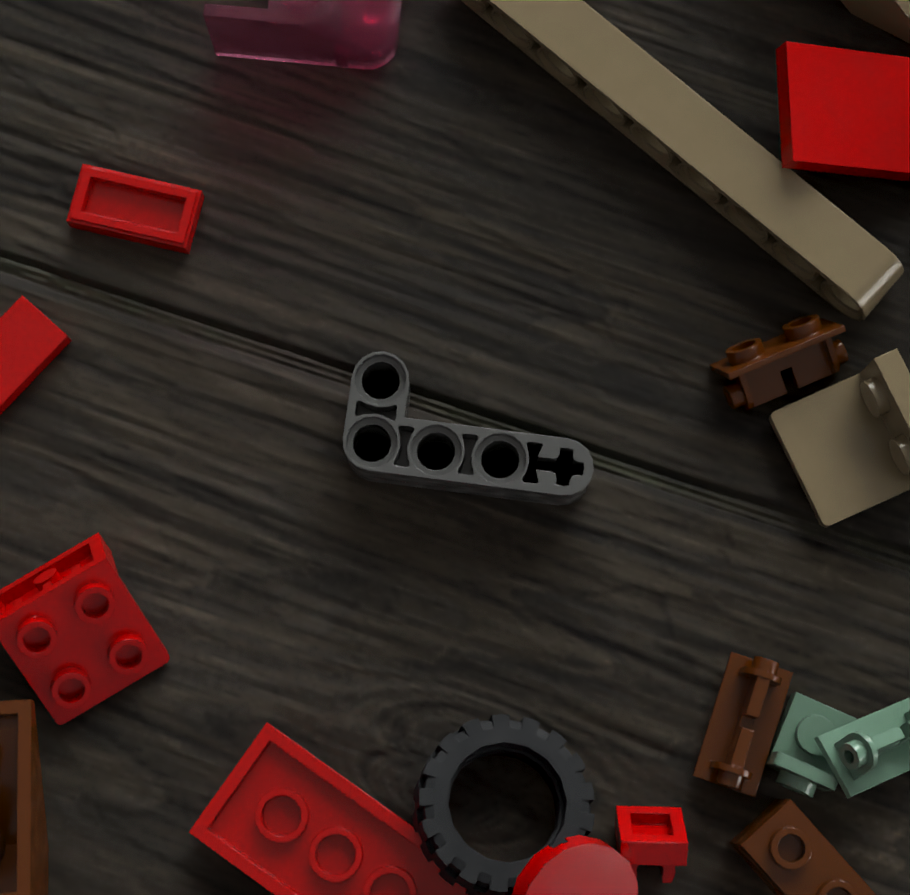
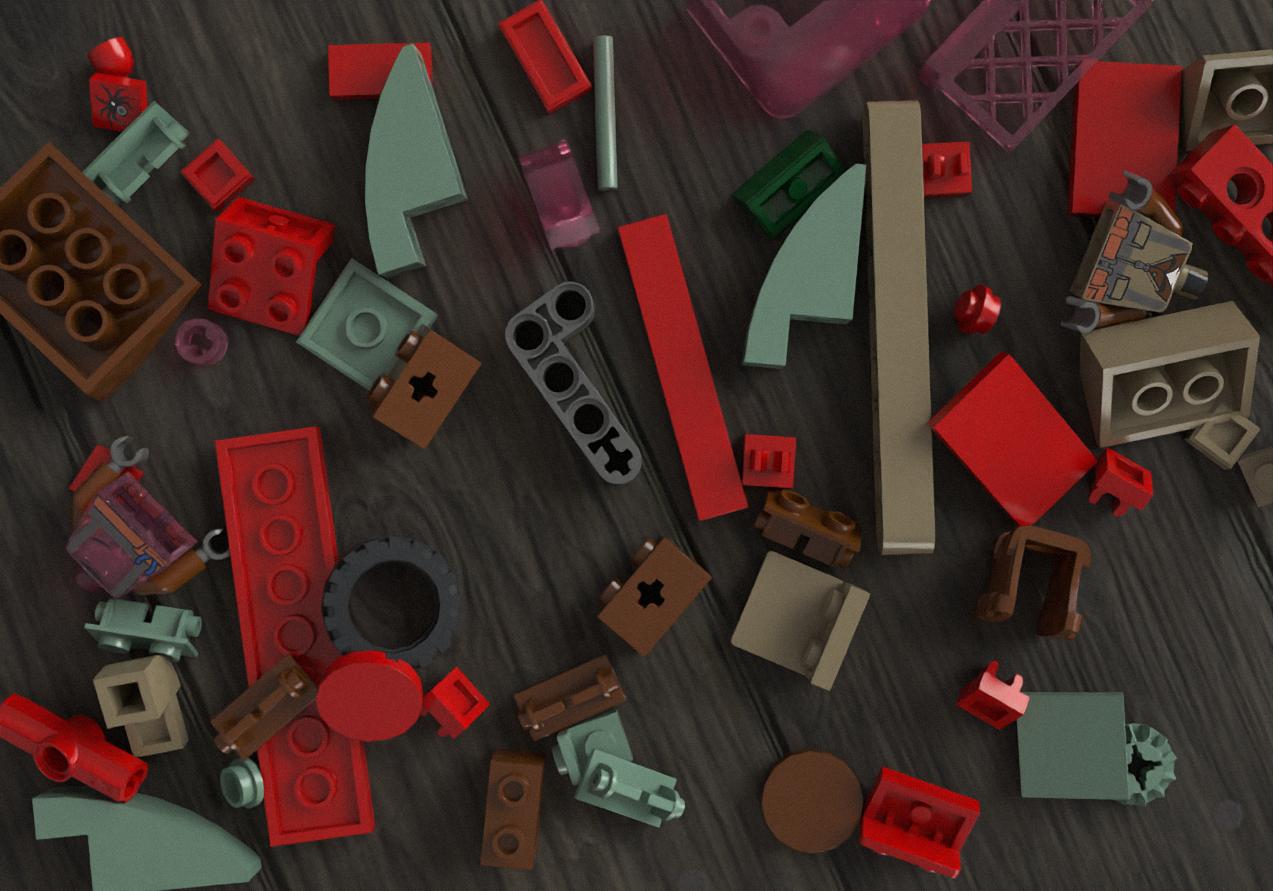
camera: 50 degrees right, 10 degrees up
(80, 780) = (190, 351): none -> clear pink bush
(114, 411) = (407, 165): none -> sand green slope
(220, 593) = (363, 324): none -> sand green tile
(237, 203) = (605, 113): none -> sand green bar
(273, 303) = (559, 195): none -> clear pink brick
(332, 552) = (419, 412): none -> reddish brown brick
(453, 102) = (789, 183): none -> dark green slope
(530, 341) = (682, 367): none -> red tile
(551, 155) = (811, 273): none -> sand green slope
(685, 343) = (768, 461): none -> red tile
(718, 44) = (977, 310): none -> red plate
(730, 521) = (646, 623): none -> reddish brown brick

